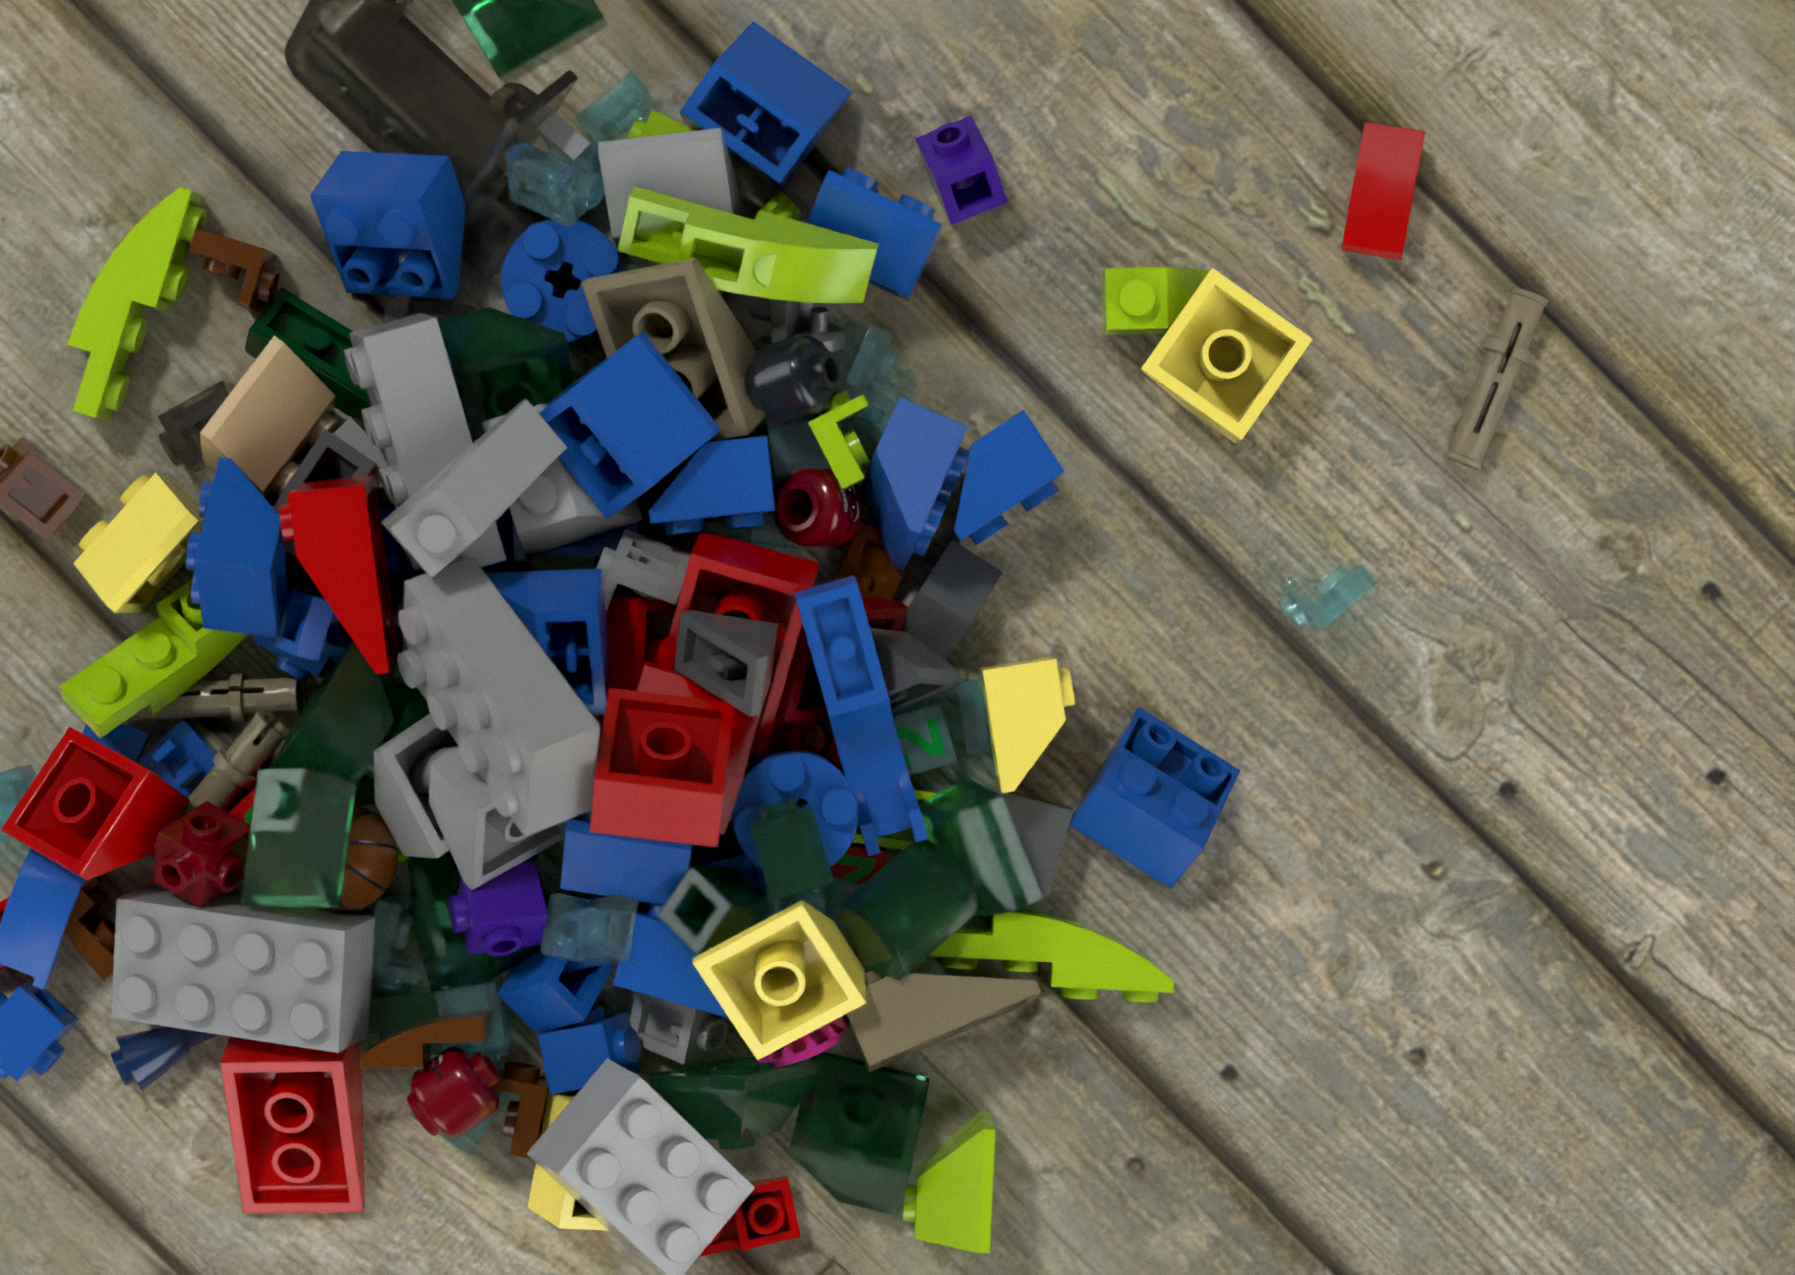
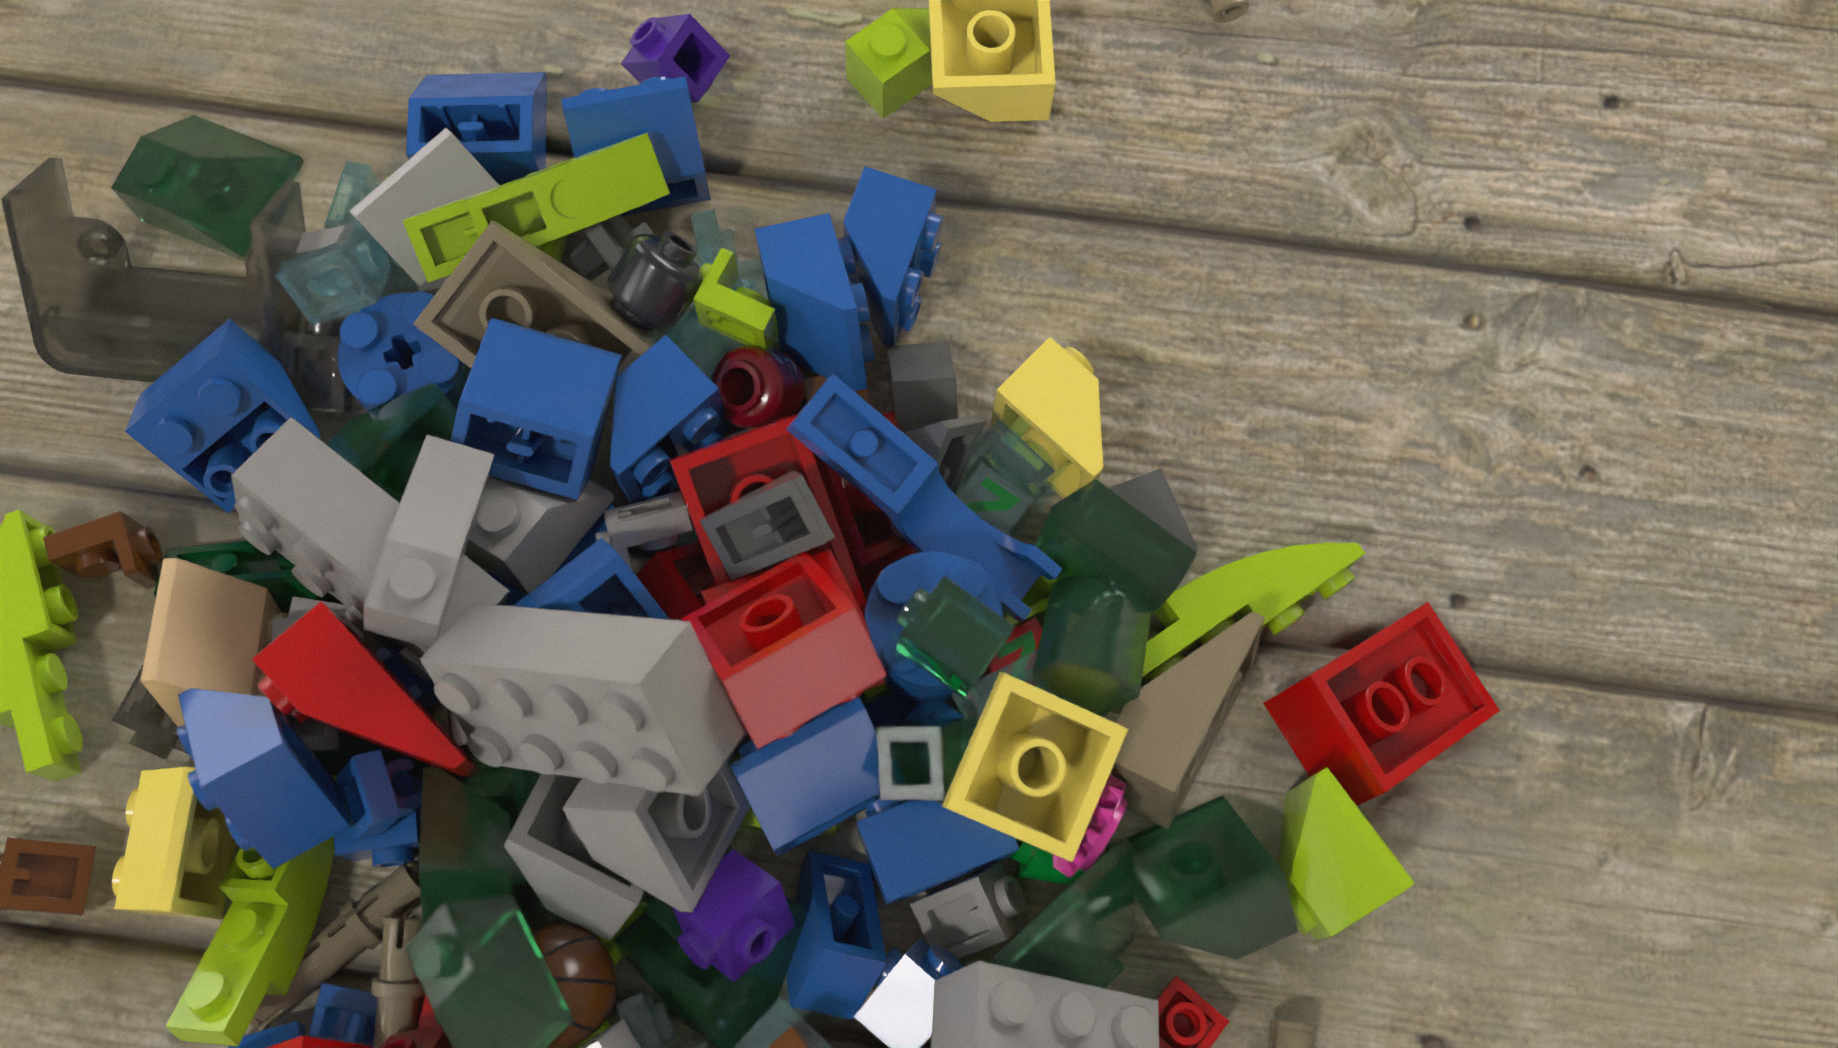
camera: 40 degrees left, 15 degrees down
(589, 930) = (833, 871): clear light blue bracket -> none
(1096, 1109) = (1383, 706): none -> red slope
(1155, 798) = (1217, 420): blue slope -> none
(1336, 591) = (1214, 184): clear light blue bracket -> none

